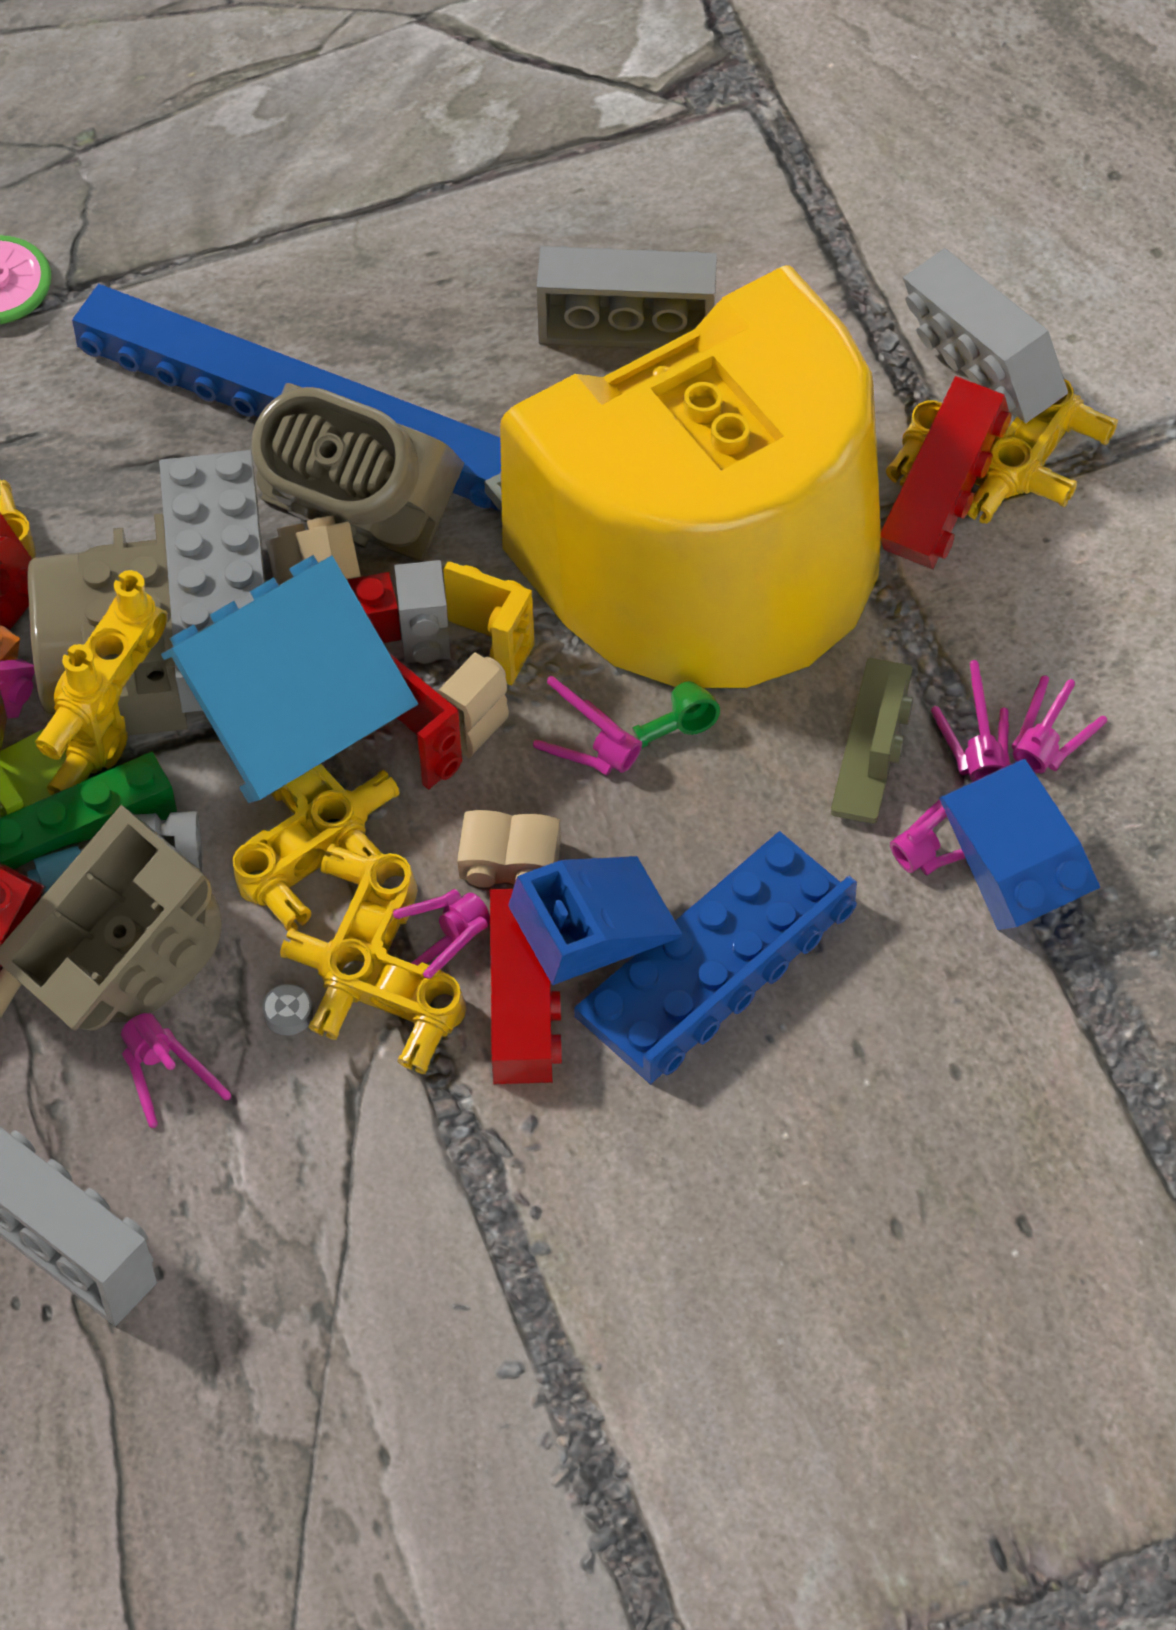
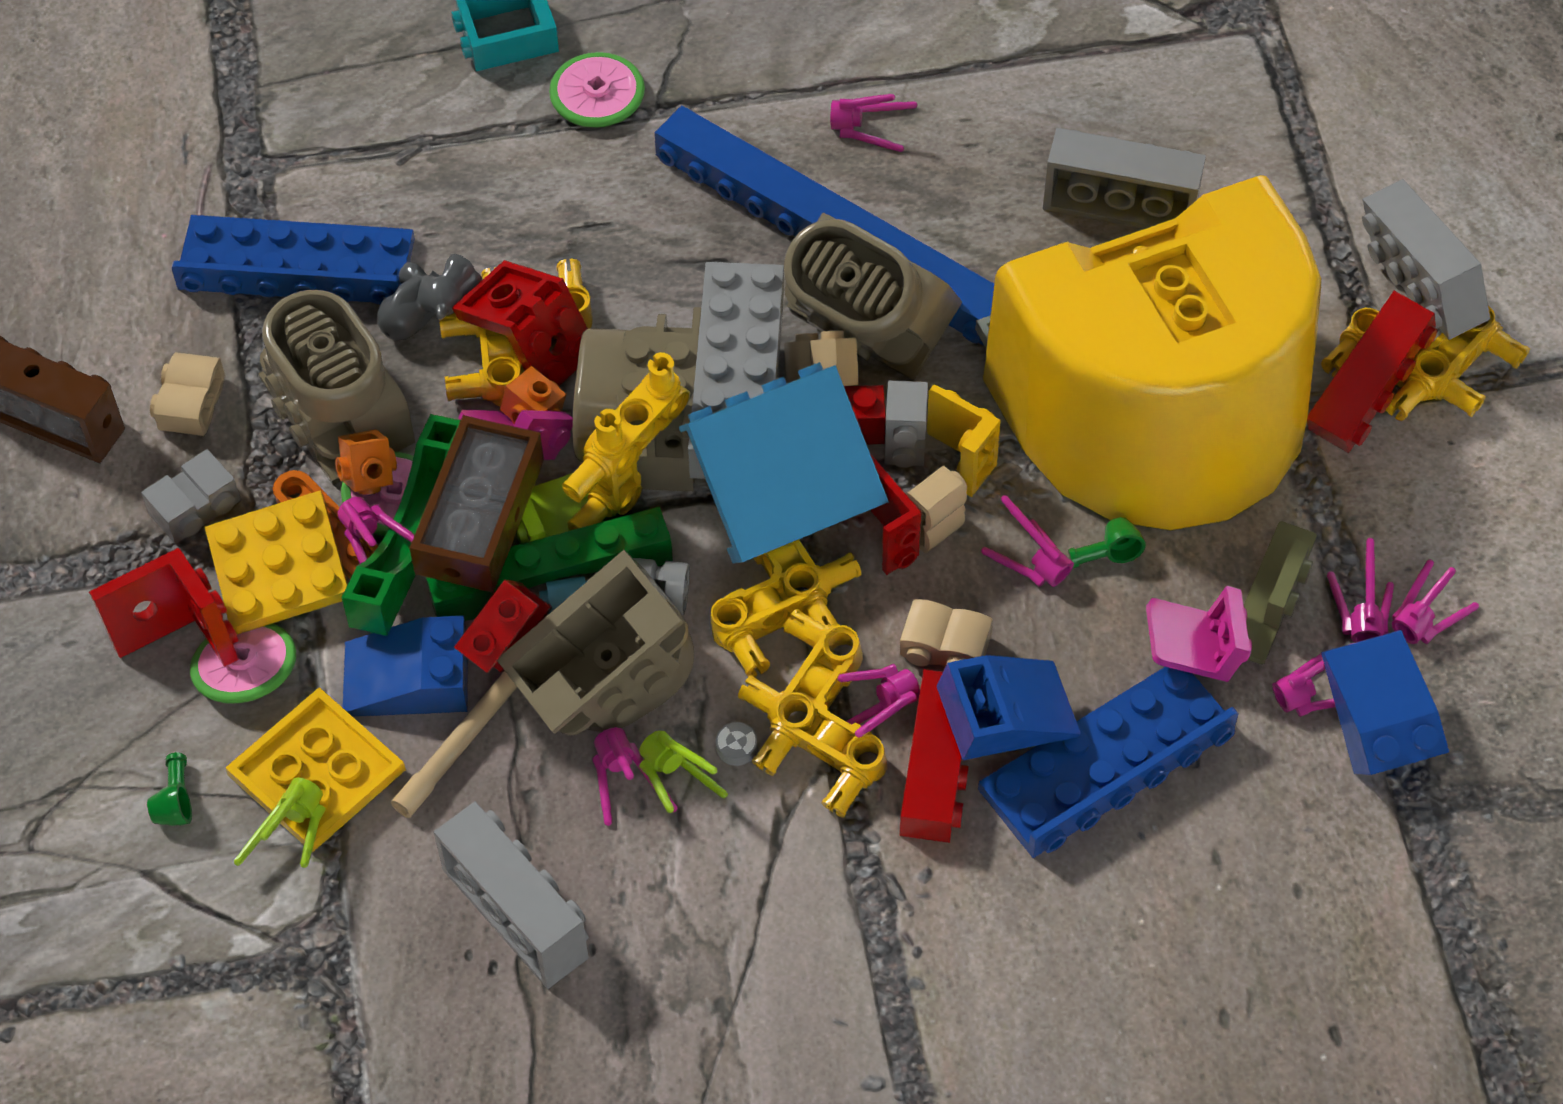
camera: 10 degrees right, 0 degrees up
(208, 1035) = (666, 755): none -> lime plant
(295, 266) = (847, 114): none -> dark pink plant
(800, 807) = (1200, 640): none -> dark pink bracket

